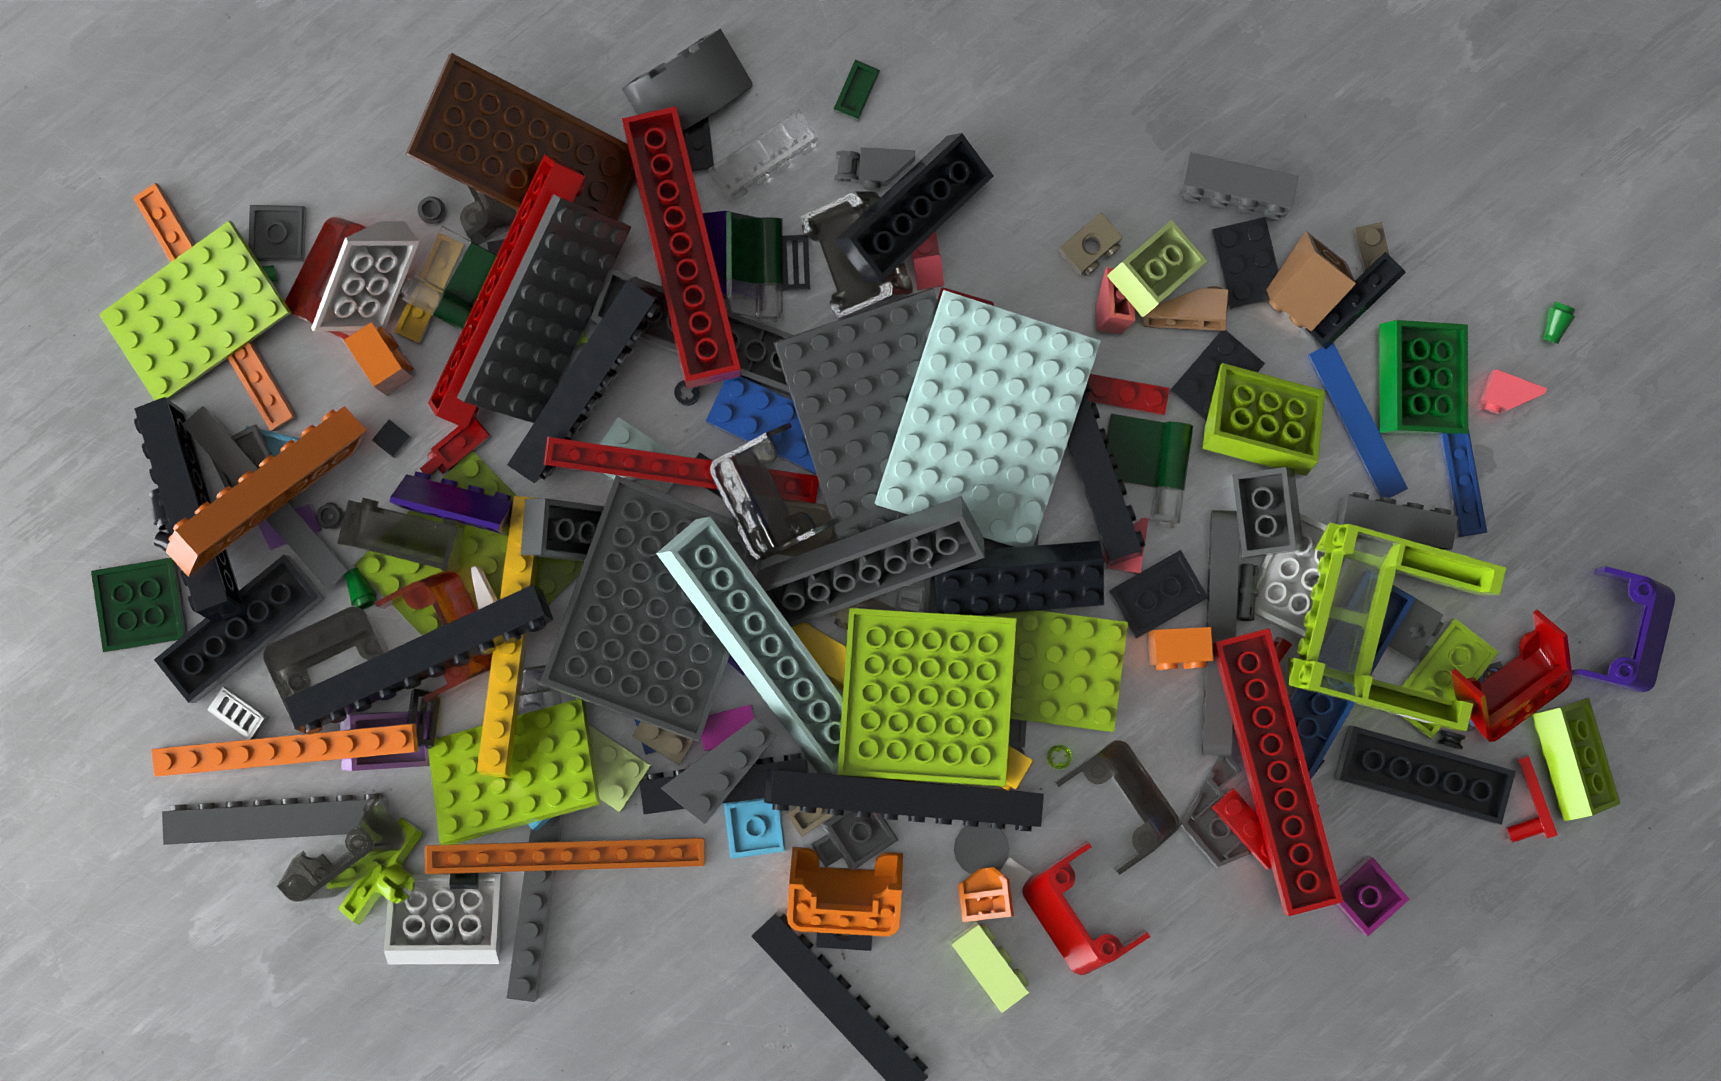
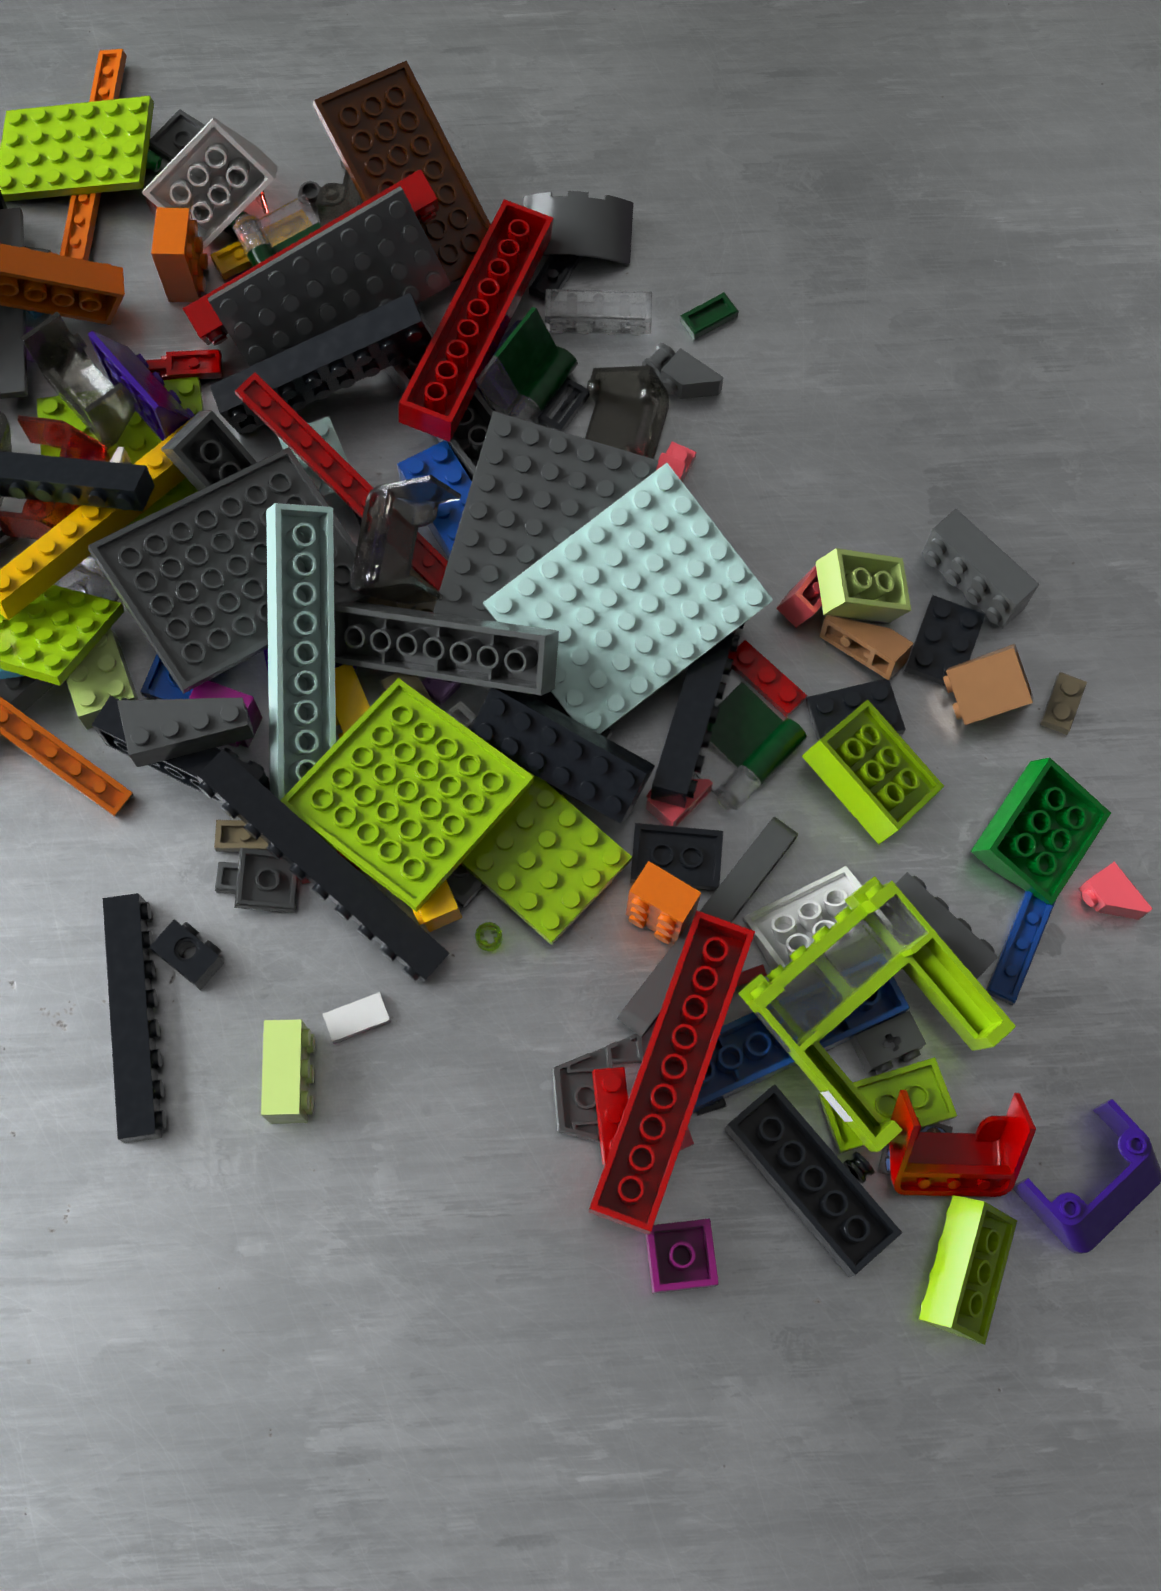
camera: 30 degrees right, 15 degrees down
(359, 589) = (27, 408): green cone -> none
(391, 438) = (145, 330): black tile -> none
(665, 742) = (160, 681): dark tan plate -> none
(678, 394) = (404, 452): black bush -> none
(753, 828) = (183, 816): medium azure tile -> none
(844, 899) = (202, 920): orange windscreen -> none
(914, 208) = (689, 409): black brick -> none
(981, 848) = (360, 968): dark grey tile -> none
(985, 895) = (330, 1008): orange slope -> none
(1046, 899) = (379, 1123): red windscreen -> none
(1098, 230) = (802, 534): dark tan brick -> none
(1122, 764) = (536, 1047): clear smoke windscreen -> none
(1247, 592) = (758, 905): dark grey pin -> none
(1268, 512) = (823, 847): dark grey brick -> none
(1357, 421) = (957, 829): blue tile -> none
(1359, 299) = (1022, 726): black plate -> none
(1543, 822) = (890, 1306): red piece -> none

